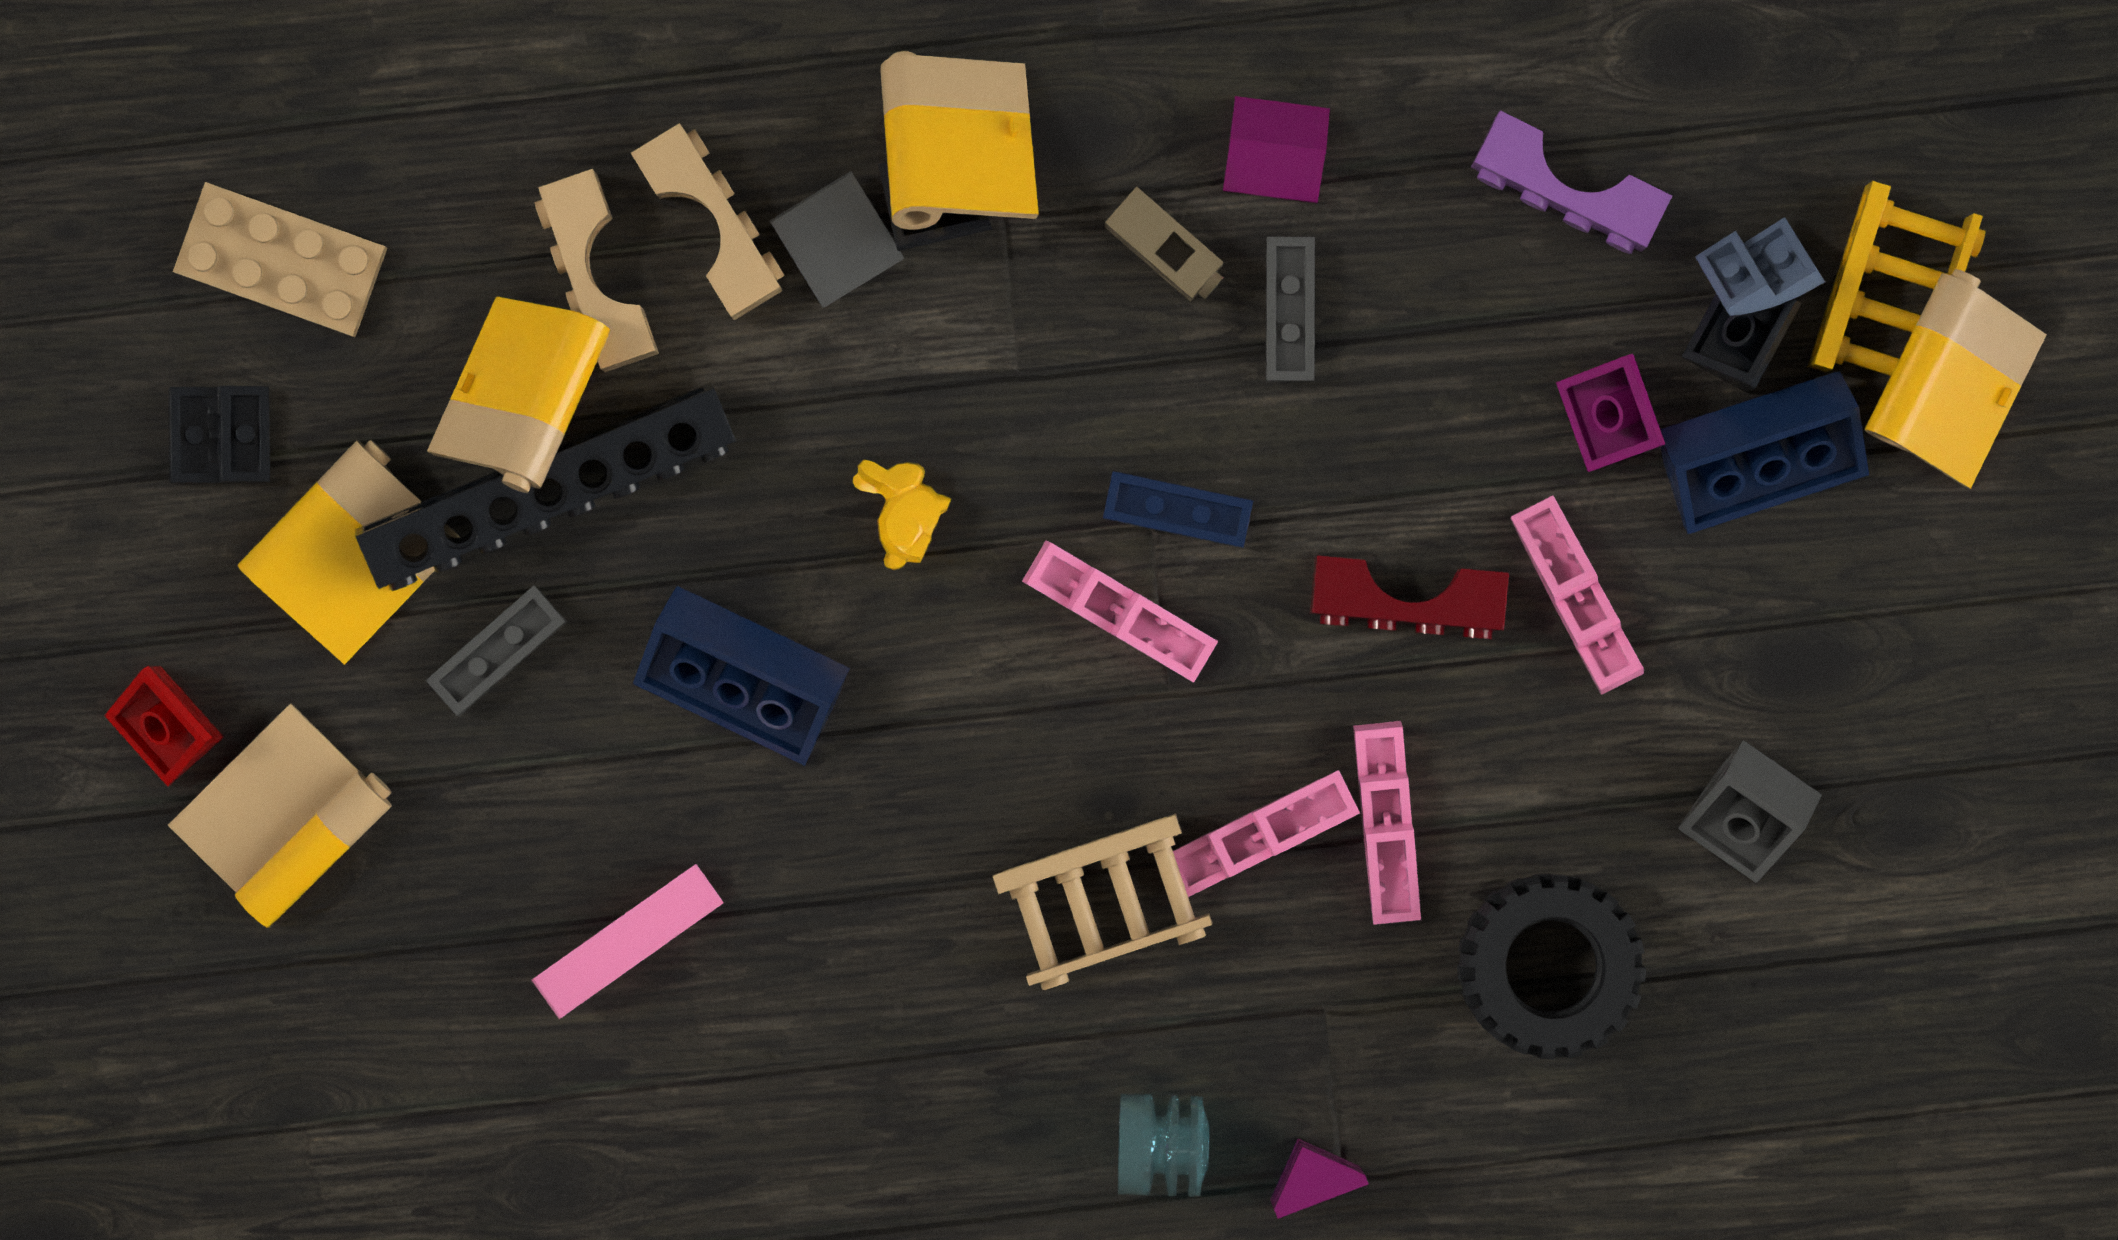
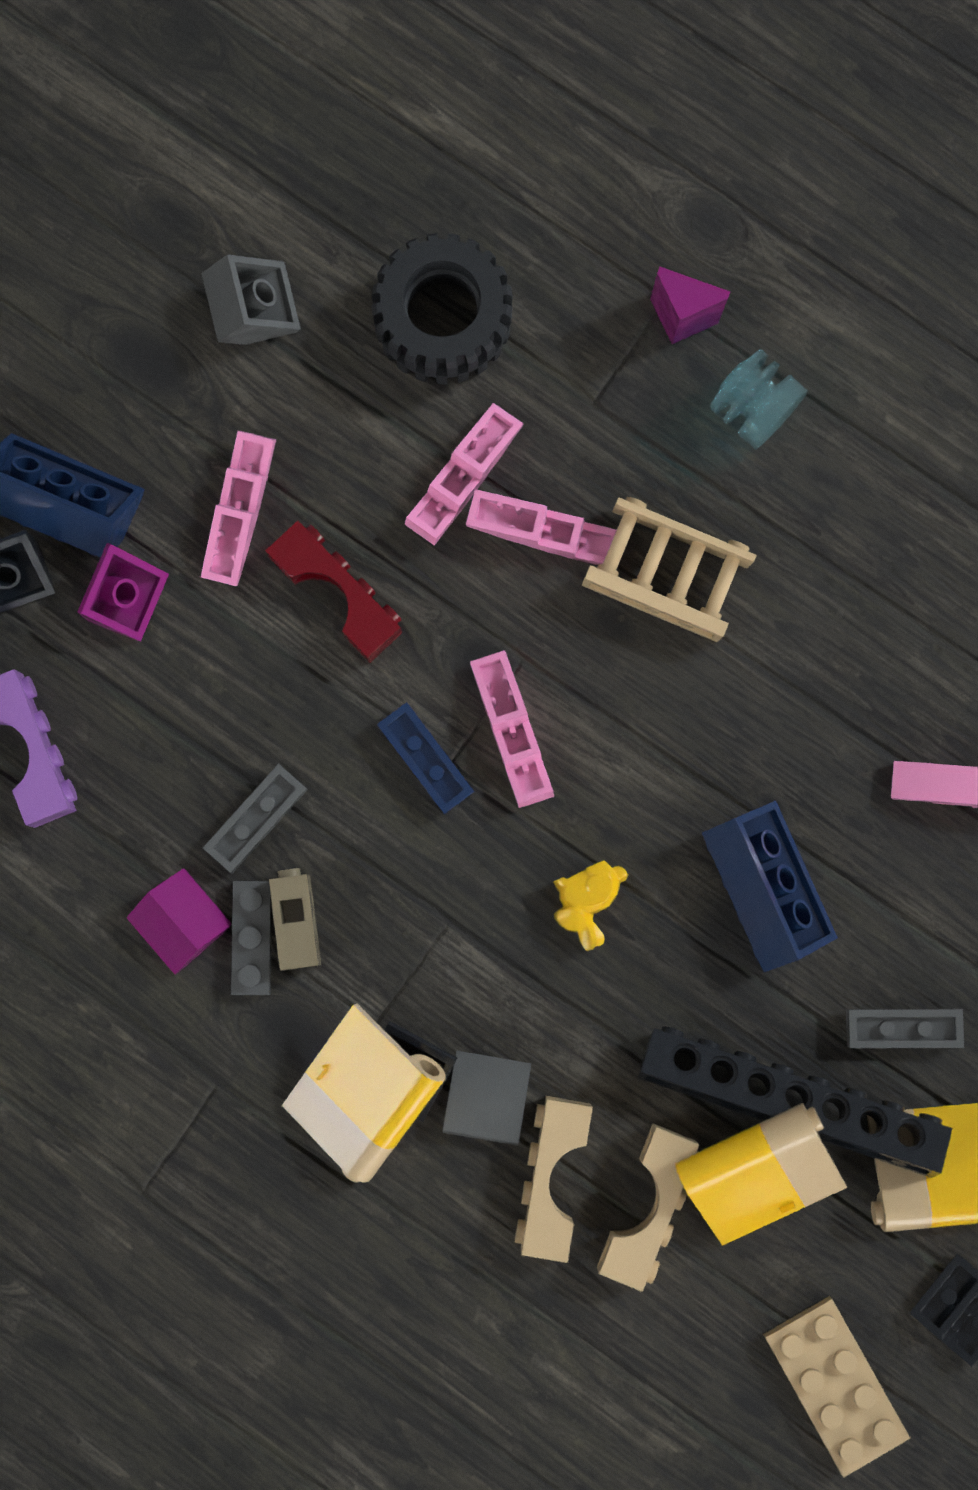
camera: 145 degrees left, 5 degrees down
(1192, 193) = (251, 938): none -> dark grey plate

